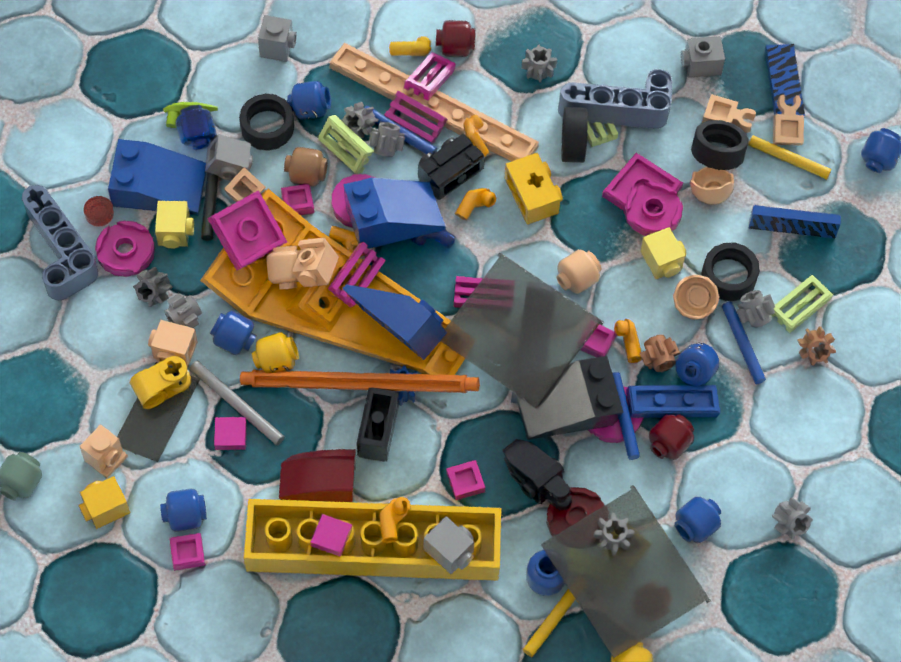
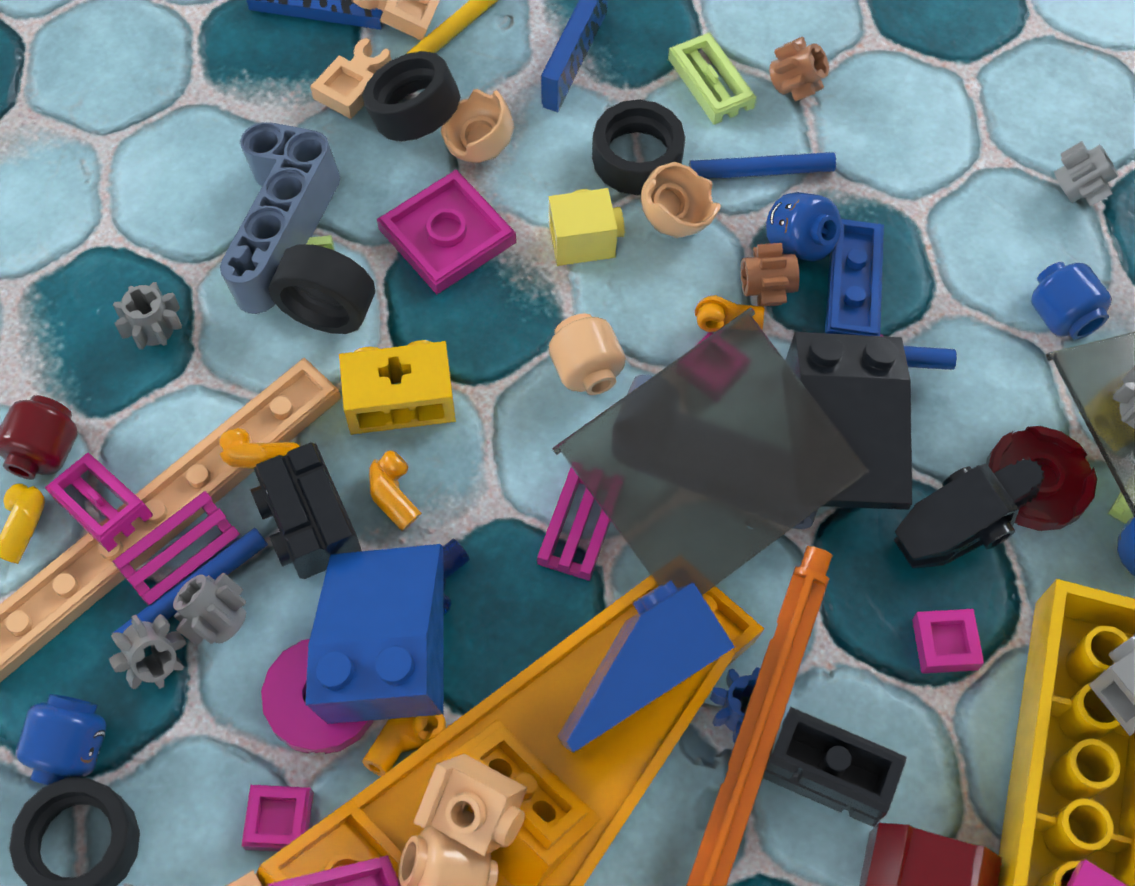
camera: 75 degrees left, 0 degrees up
(306, 166) = (211, 781): medium nougat head -> none
(346, 140) = (186, 684): yellowish green tile -> none
(370, 256) = (510, 725): dark pink tile -> none
(391, 516) = (1056, 767): light orange arm -> none
(656, 194) = (503, 241): dark pink tile -> none
(671, 437) = (919, 299): dark red head -> none
(703, 56) = (235, 79): light grey brick -> none
(756, 308) = (717, 127): light grey gear -> none

